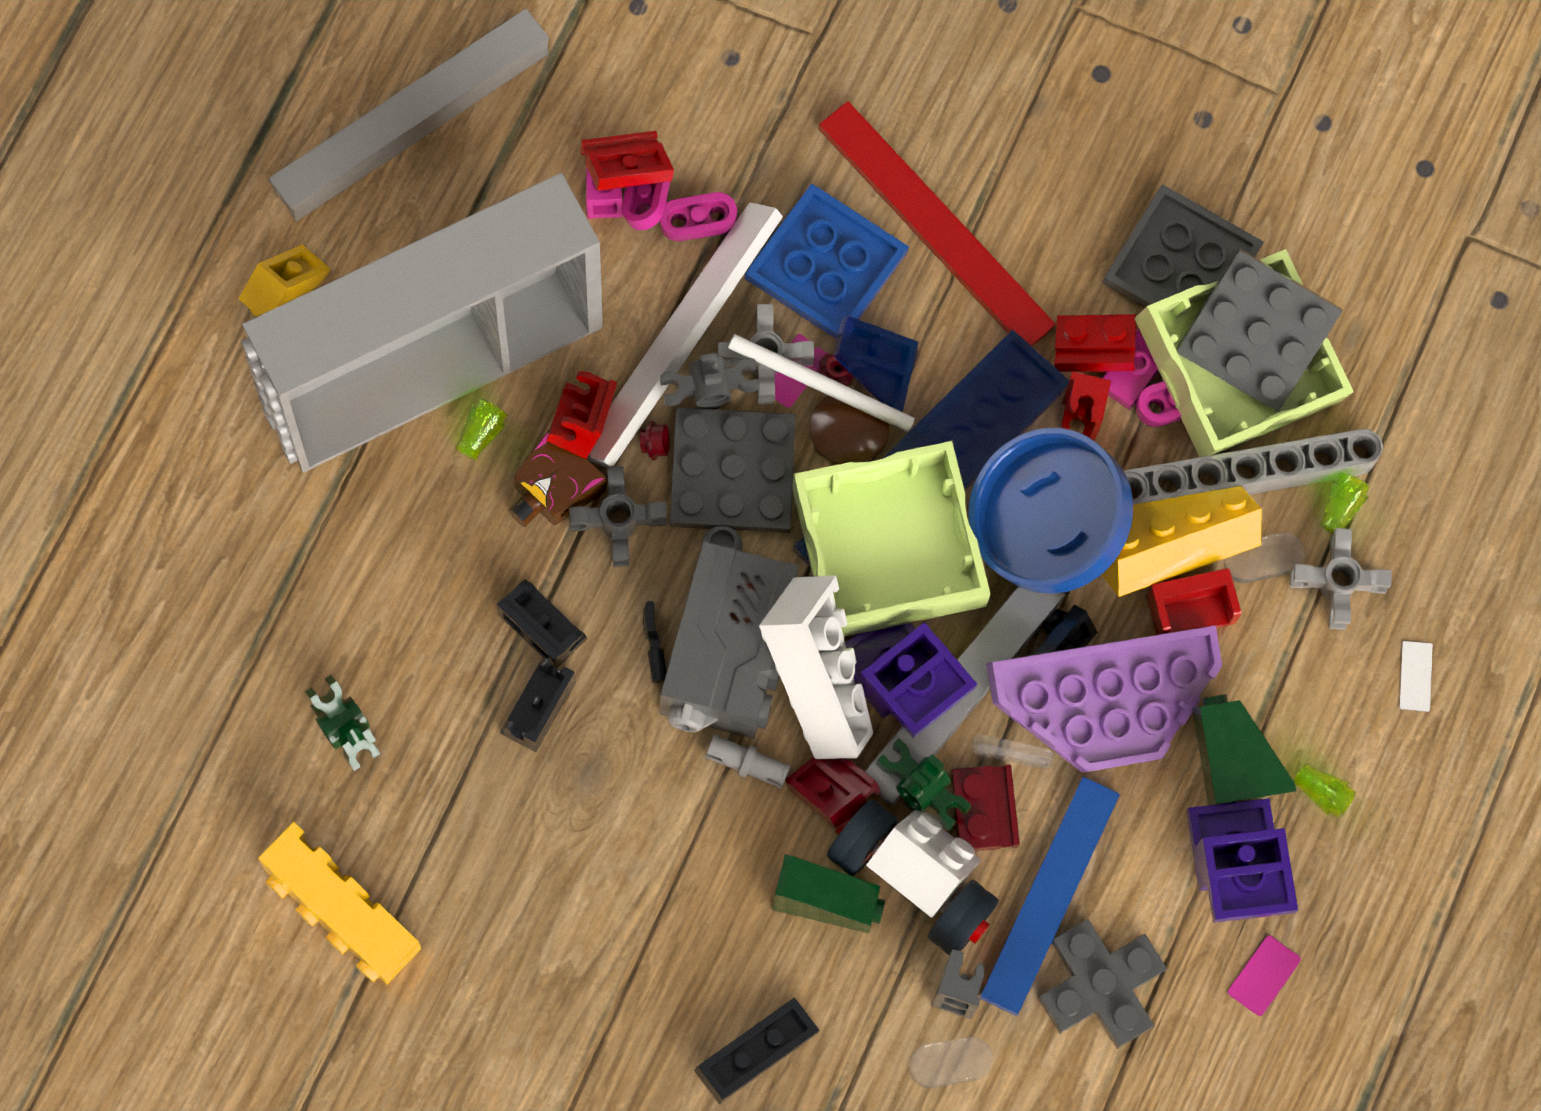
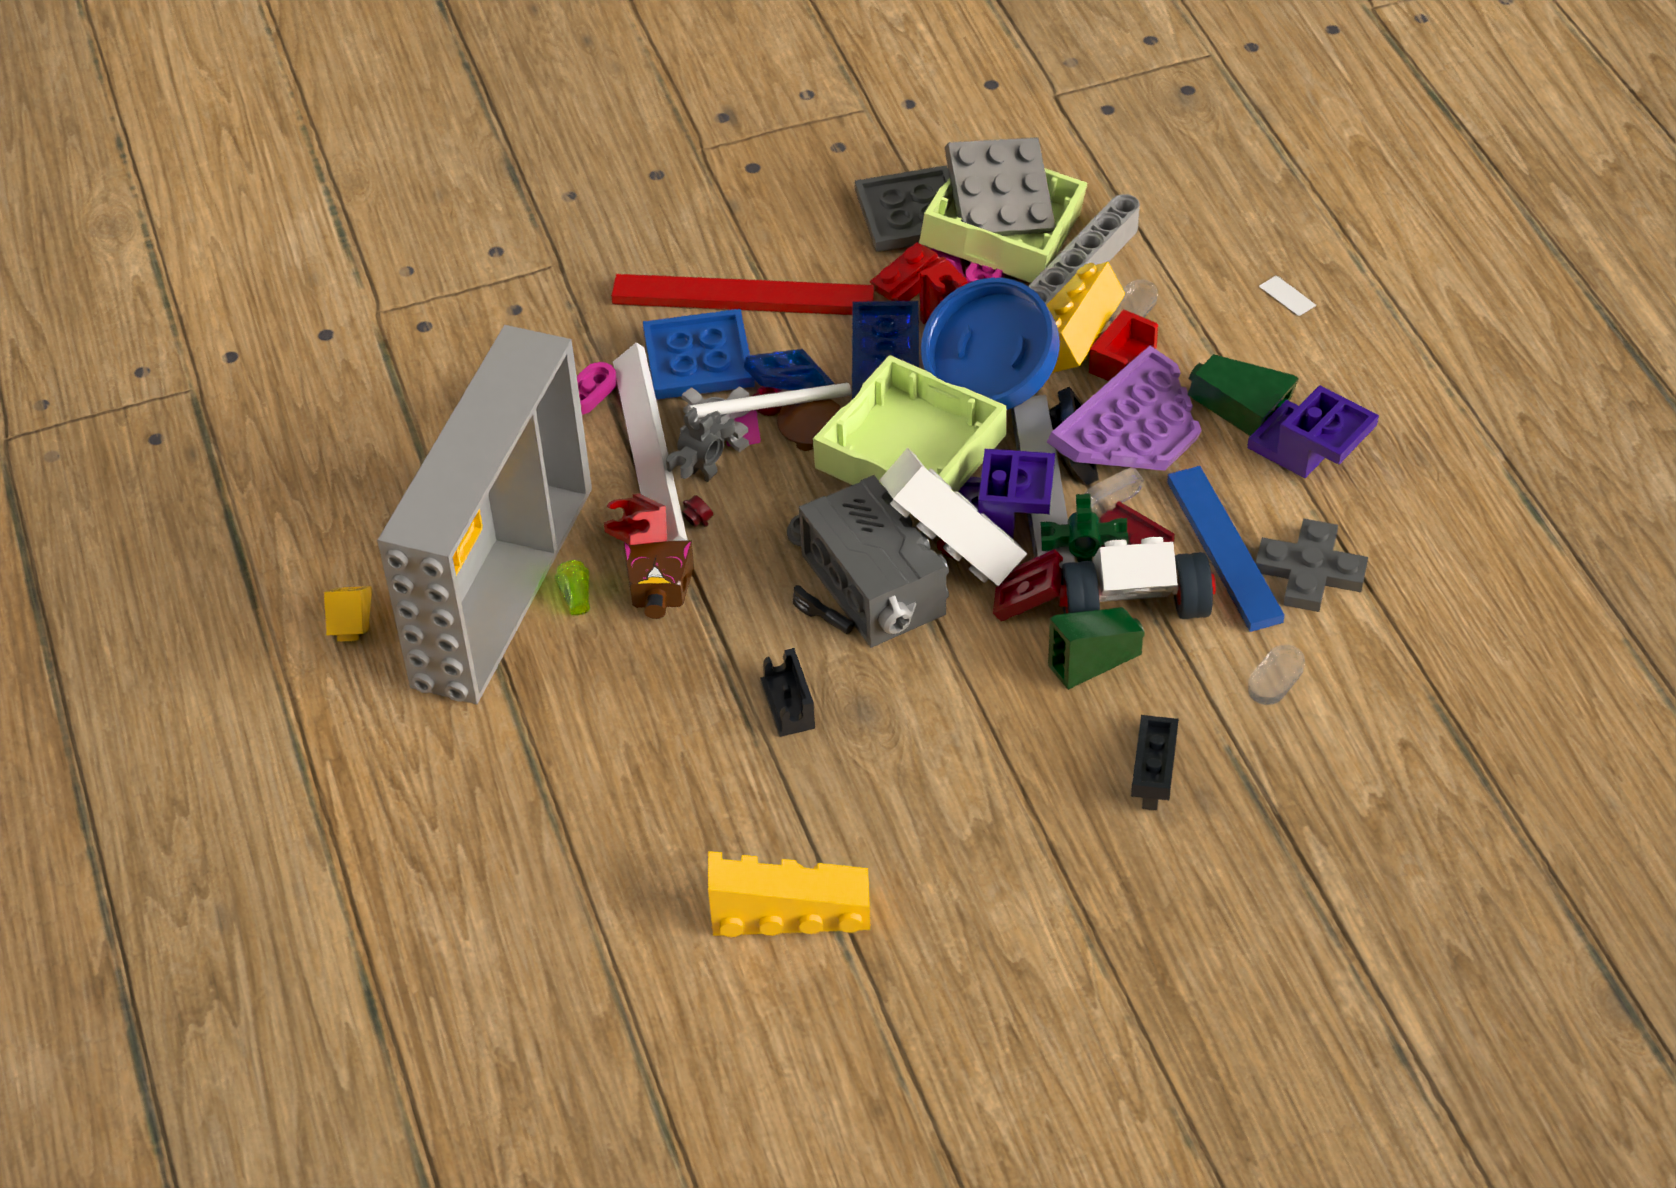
camera: 35 degrees left, 25 degrees down
(342, 722) = (671, 793): dark green pin -> none
(410, 115) = (335, 470): light grey tile -> none
(540, 623) = (735, 659): black hinge -> none
(649, 514) = (721, 563): dark grey pin -> none
(732, 470) = (760, 492): dark grey plate -> none
(747, 761) = (958, 621): light grey pin -> none
(956, 992) = (1235, 618): dark grey hinge -> none
(1264, 975) = (1394, 491): dark pink sticker -> none
(1325, 790) = (1314, 373): clear neon green cone -> none
(1344, 501) = (1144, 243): clear neon green cone -> none
(1361, 580) = (1189, 277): light grey pin -> none

